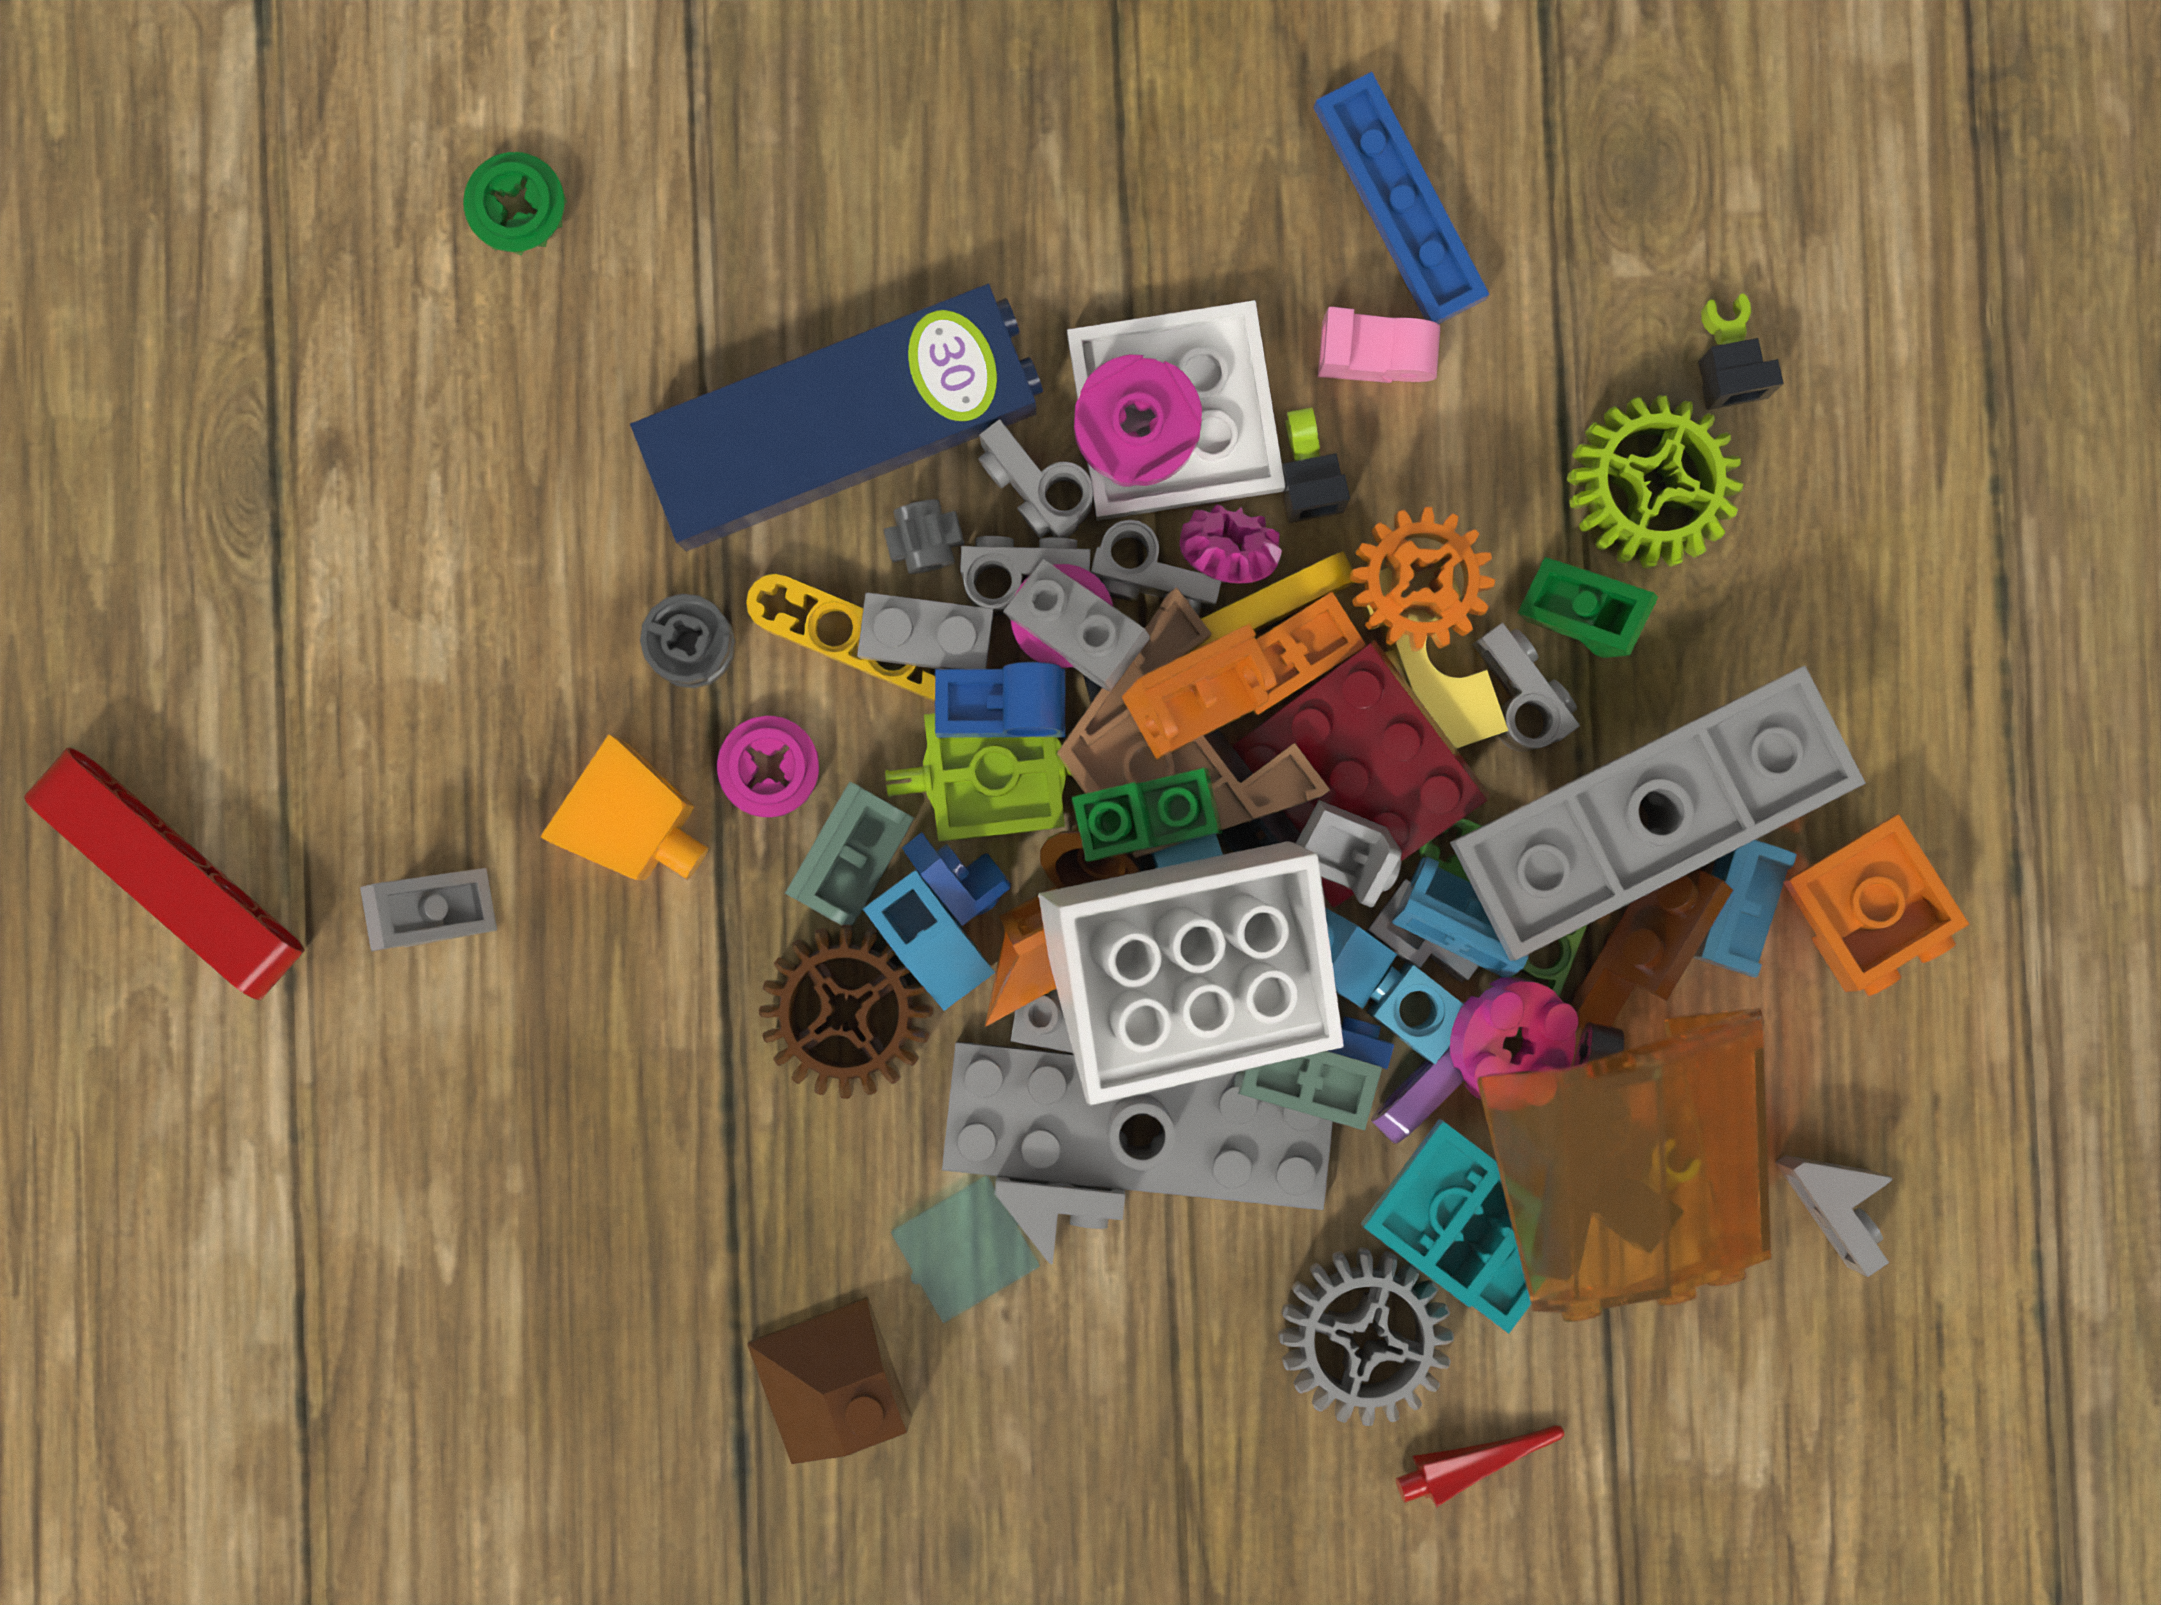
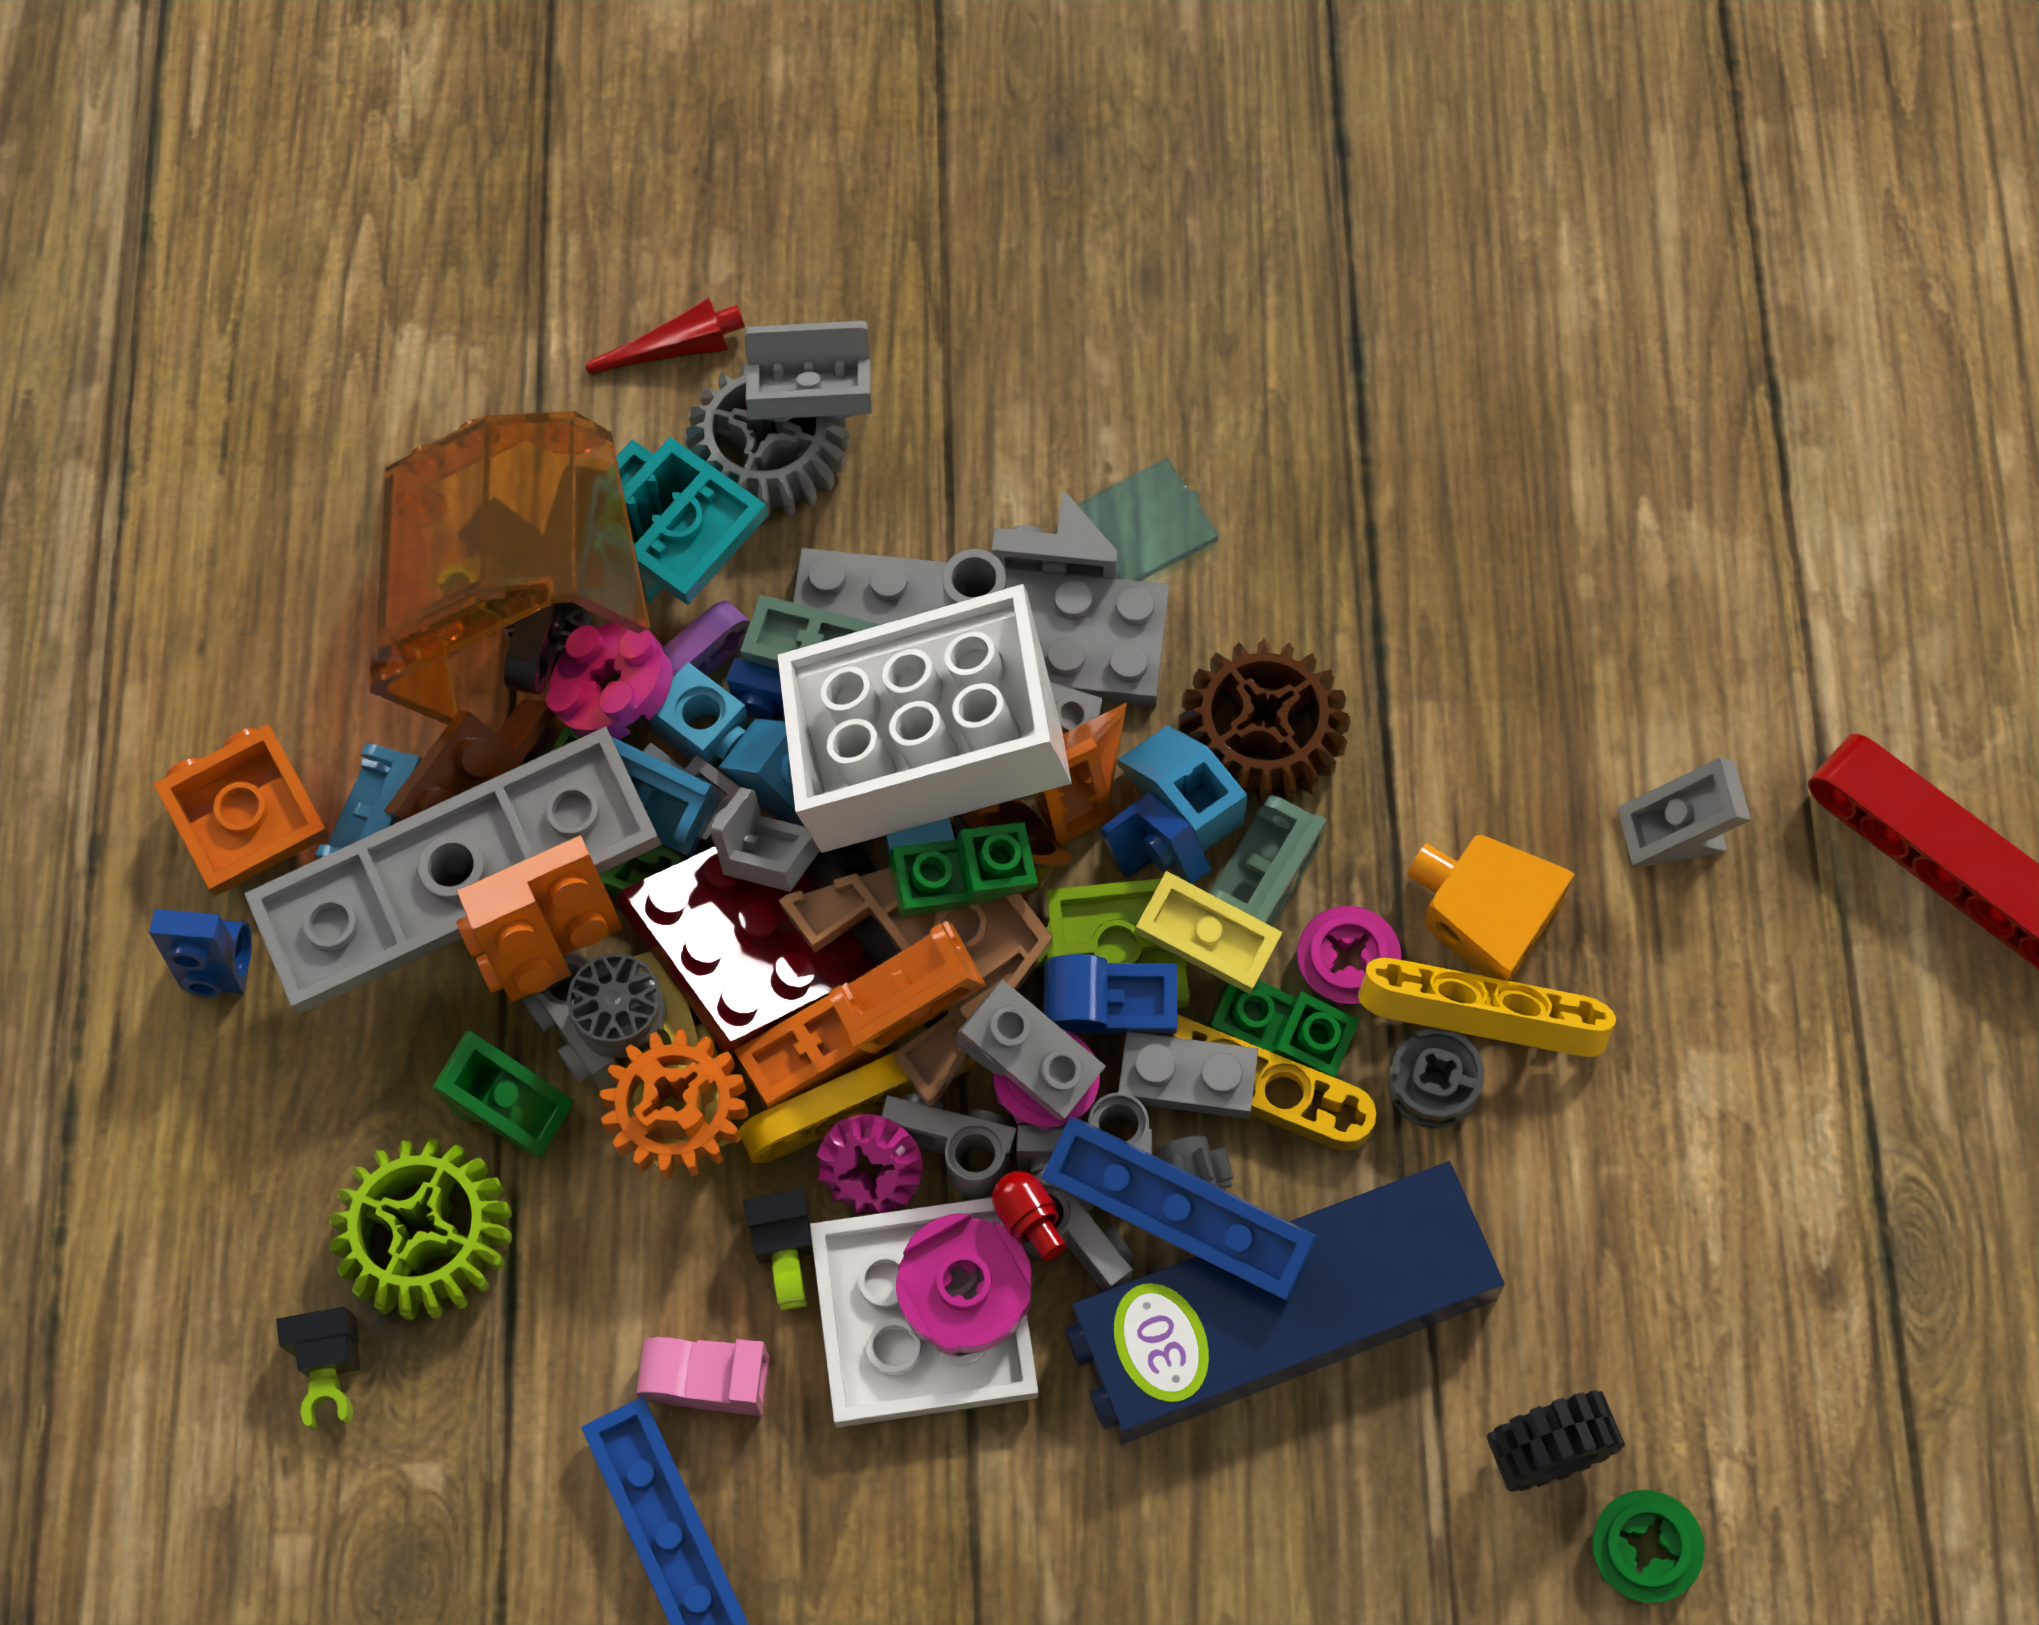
camera: 170 degrees left, 20 degrees down
(590, 279) = (1555, 1441): none -> black tyre
(635, 713) = (1486, 1007): none -> yellow beam
(831, 1384) = (1269, 403): reddish brown slope -> none
(835, 696) = (1286, 1025): none -> green slope
(904, 770) = (1207, 932): none -> light yellow plate
(933, 481) = (1179, 1207): none -> blue plate
(1078, 480) = (1028, 1212): none -> red cylinder
(1325, 1392) = (808, 370): none -> light grey bracket
(1483, 681) = (616, 1004): none -> dark grey wheel
(1580, 749) = (535, 917): none -> orange plate
(1829, 1196) = (309, 558): light grey slope -> none
(1898, 754) = (203, 951): none -> blue plate

